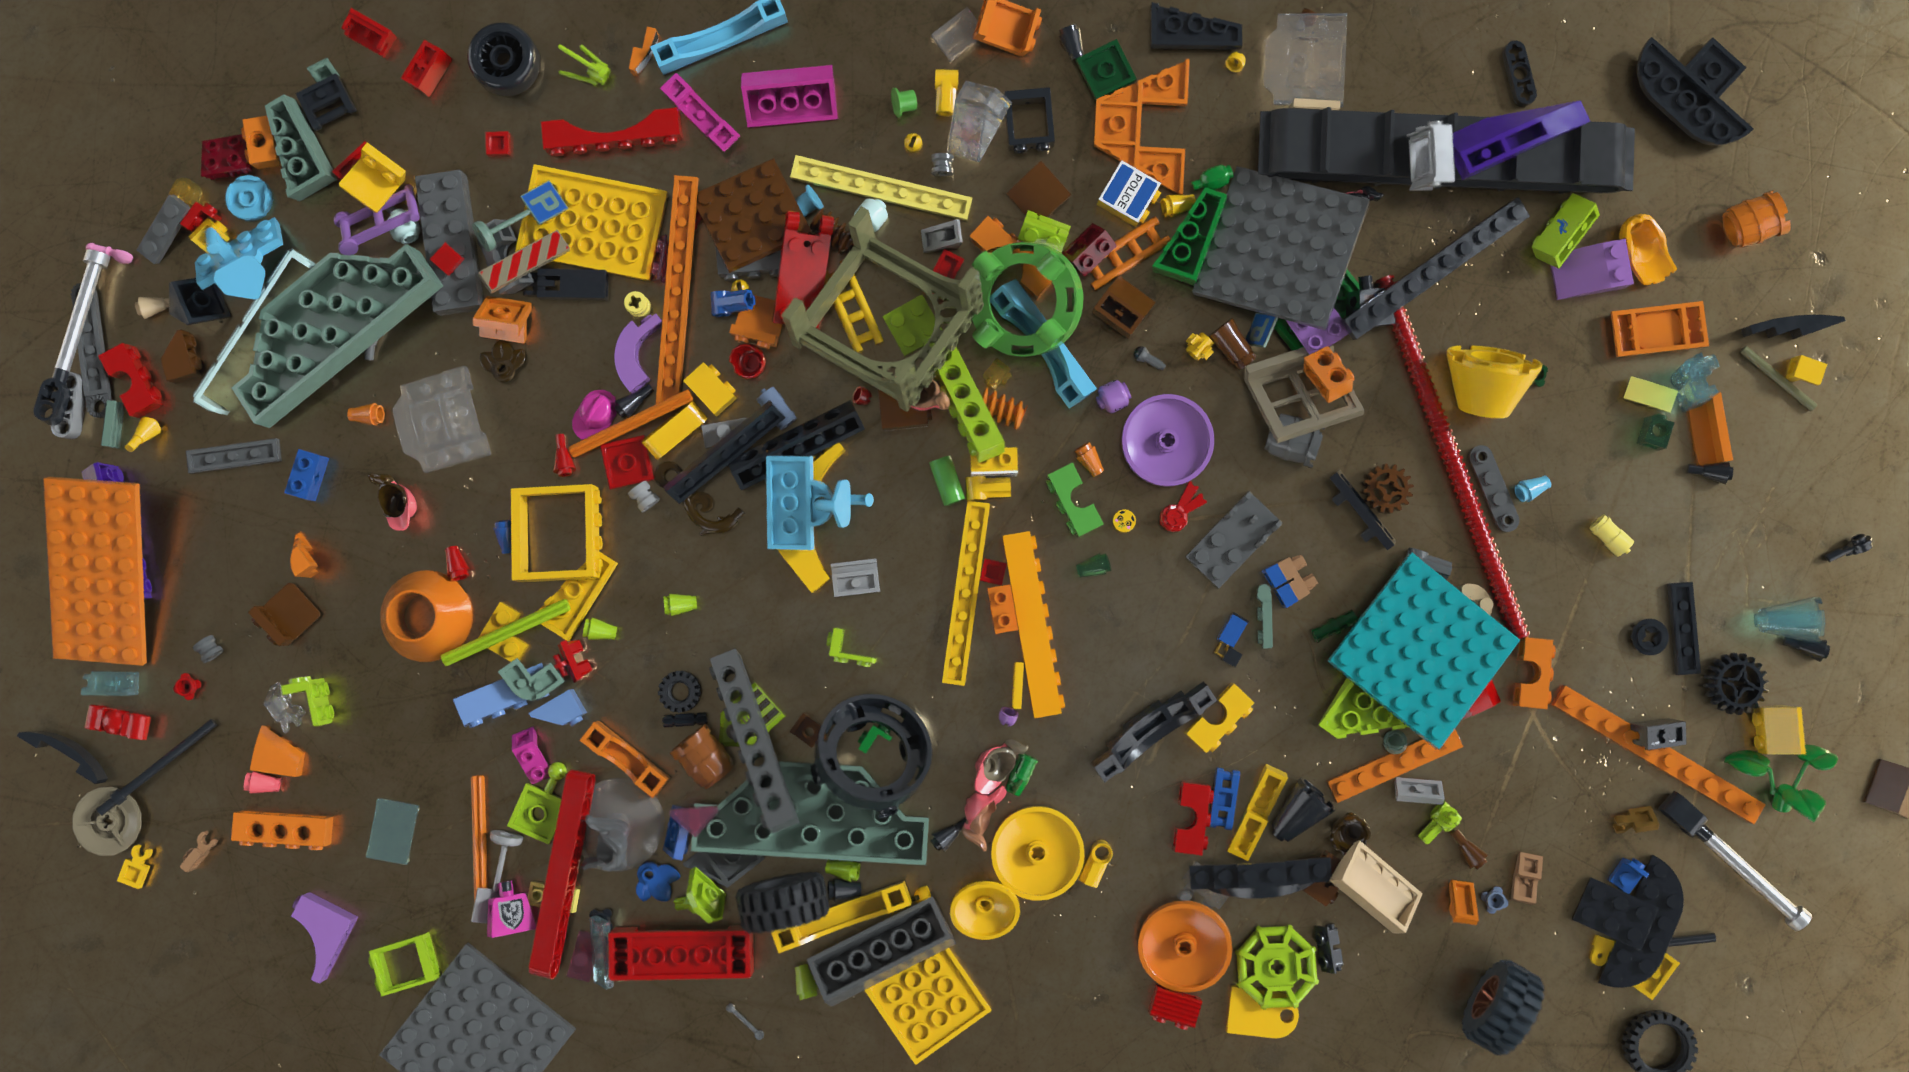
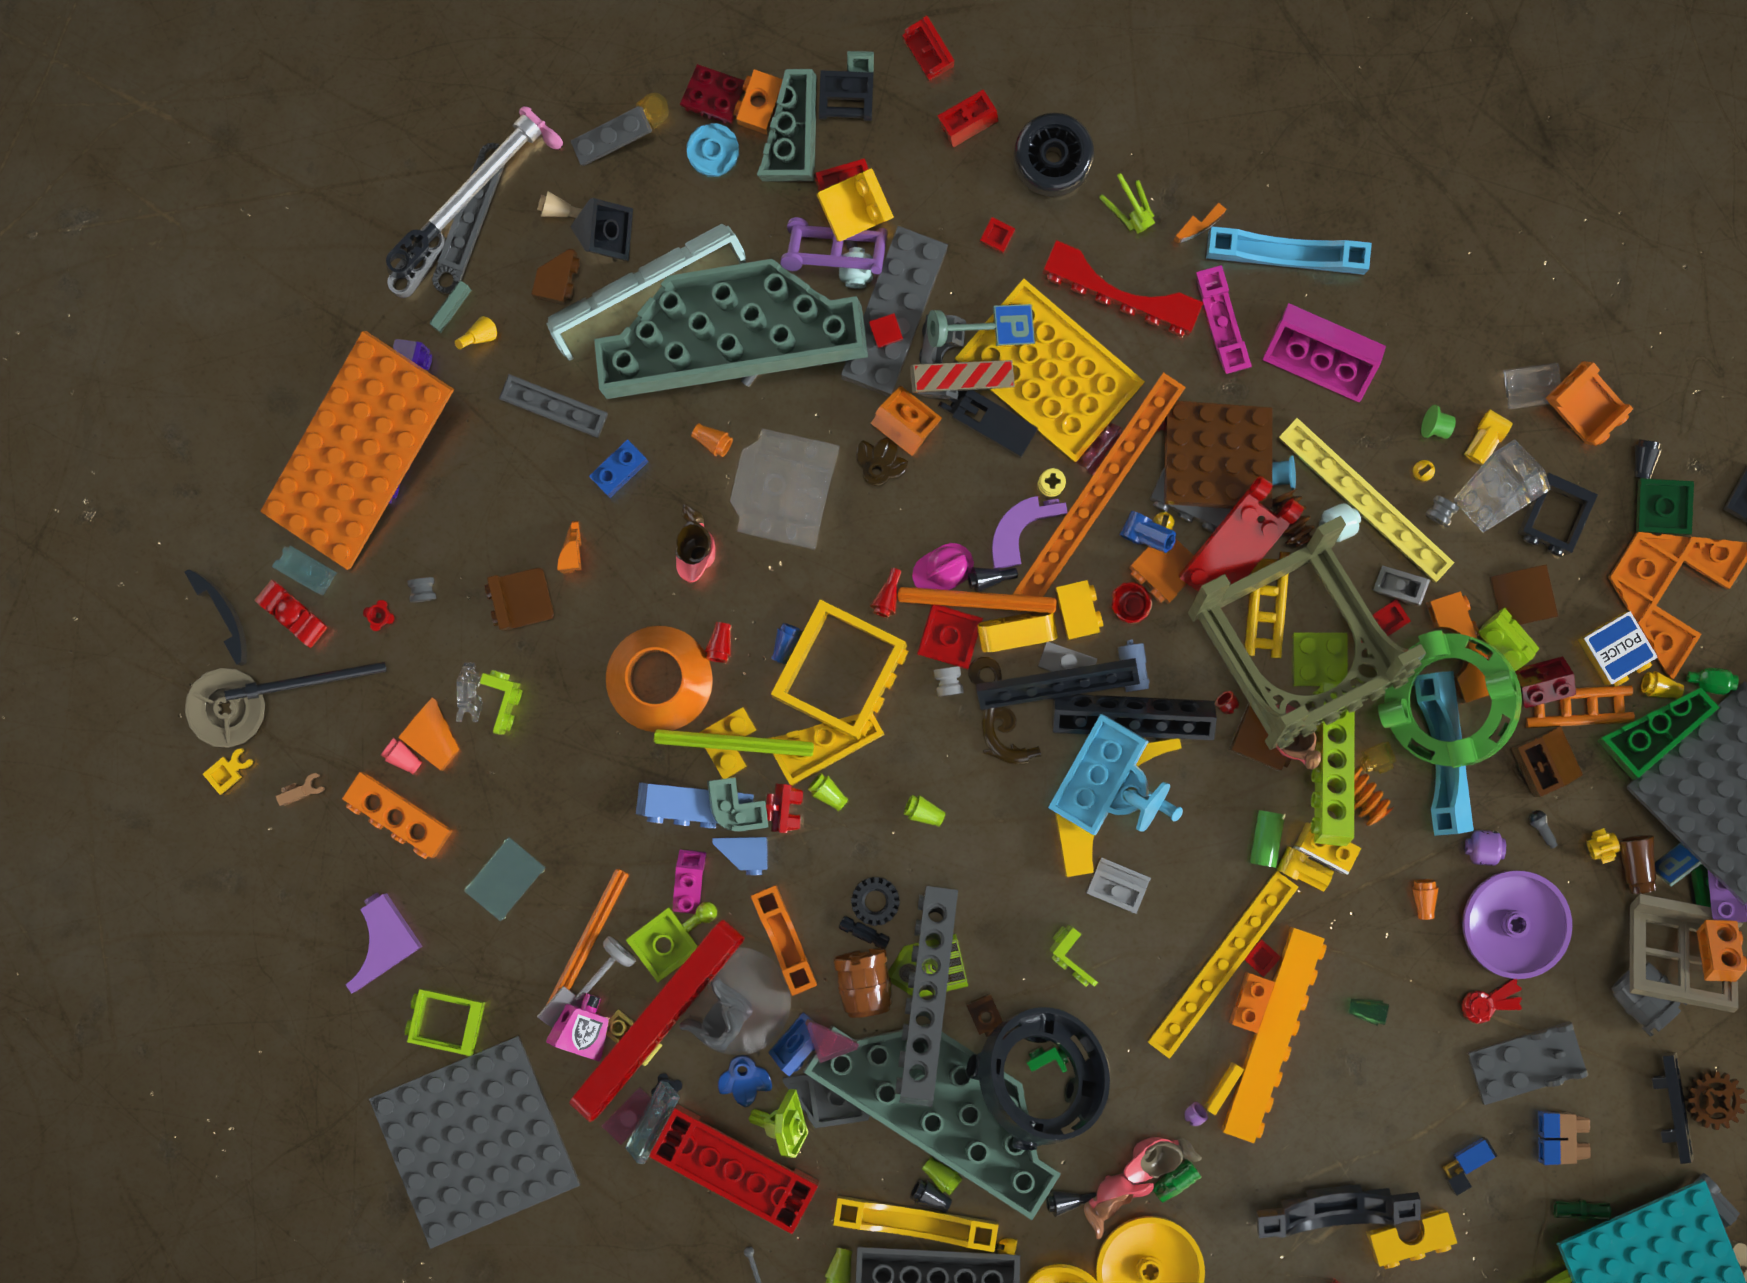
camera: 30 degrees right, 0 degrees up
(142, 396) = (495, 295): red arch -> none
(198, 214) = (649, 142): red bracket -> none
(199, 236) = (654, 167): yellow bracket -> none
(237, 264) = (673, 213): medium azure plate -> none
(782, 902) = (867, 1176): black tyre -> none
(1080, 519) = (1384, 908): bright green arch -> none
(1124, 521) = (1425, 981): yellow tile -> none
(1264, 614) = (1517, 1159): sand green hinge -> none

